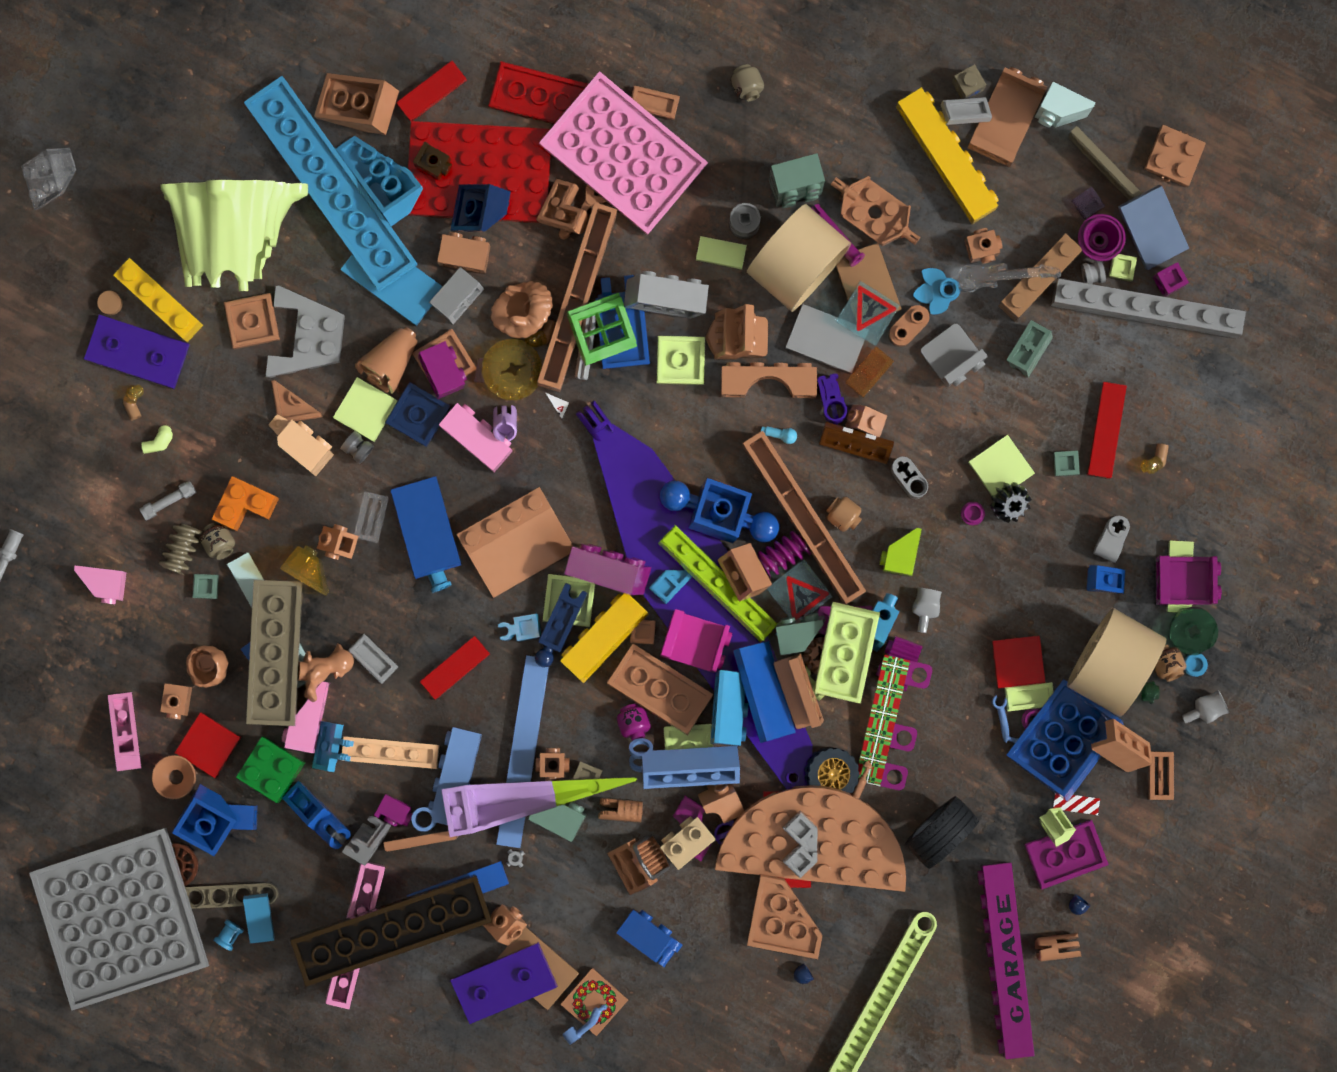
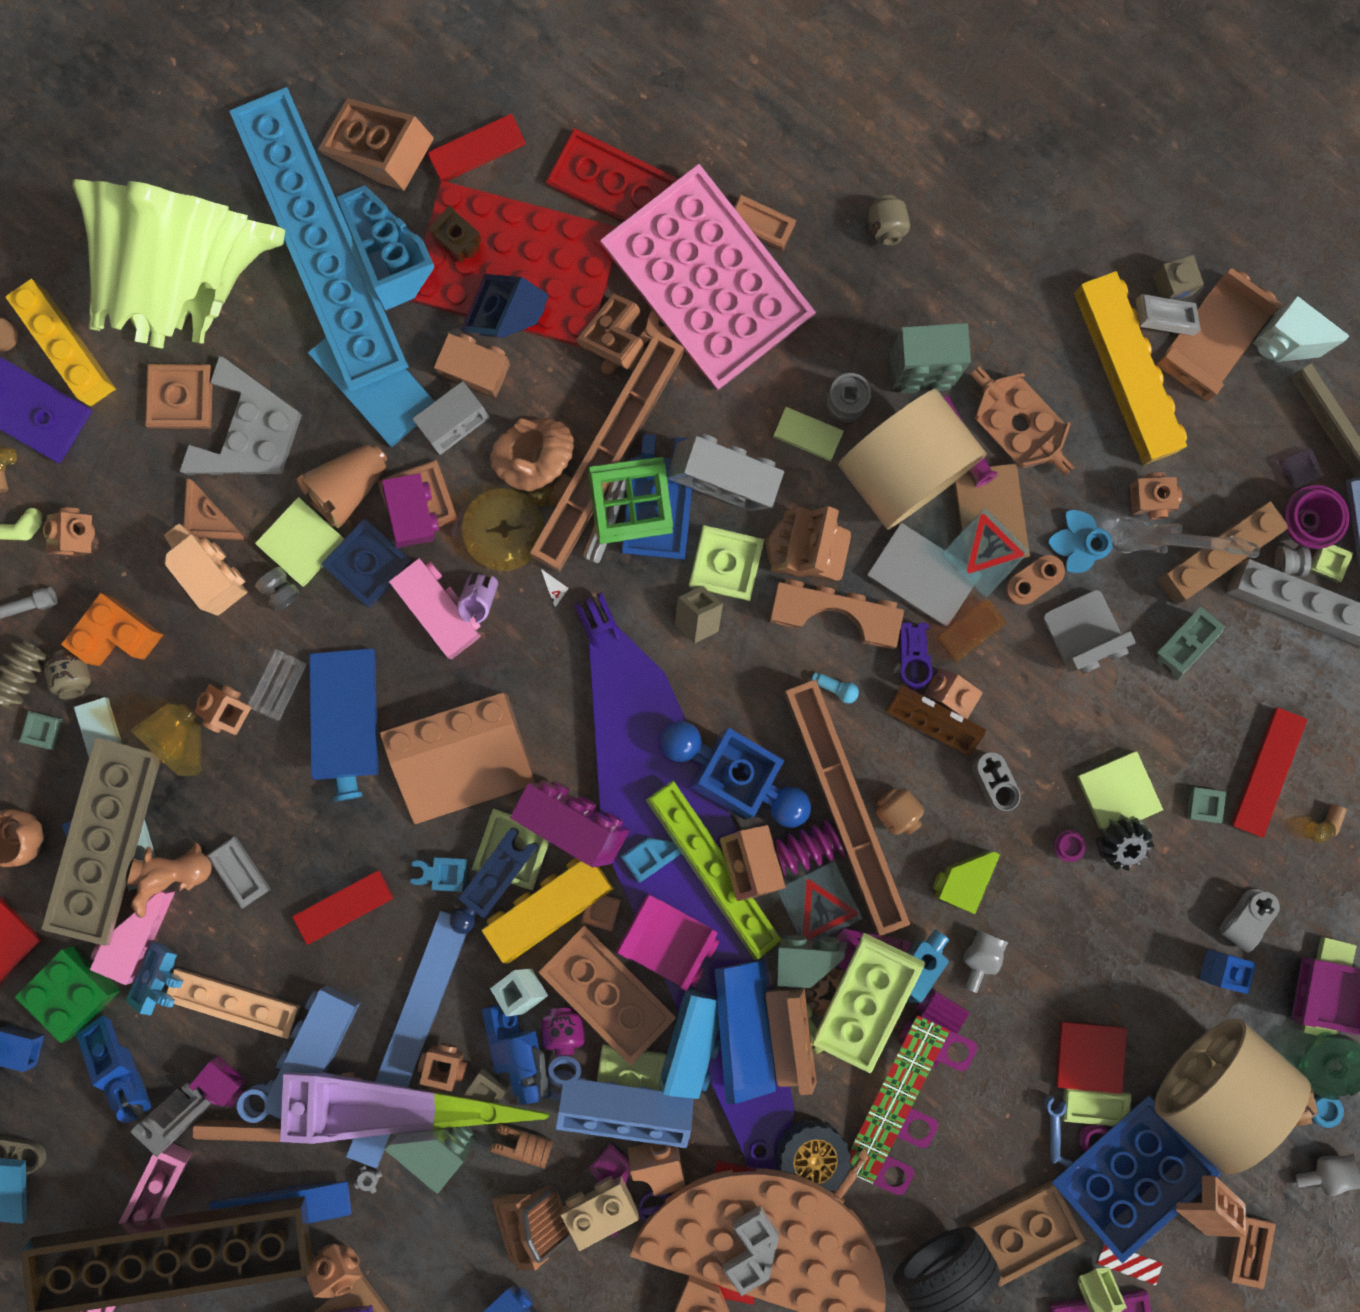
camera: 10 degrees right, 0 degrees up
(196, 438) = (68, 532): none -> nougat brick
(596, 699) = (519, 992): none -> light aqua brick
(603, 743) = (516, 1054): none -> blue plate
(668, 401) = (698, 614): none -> dark tan panel
(999, 795) = (1029, 1231): none -> medium nougat tile

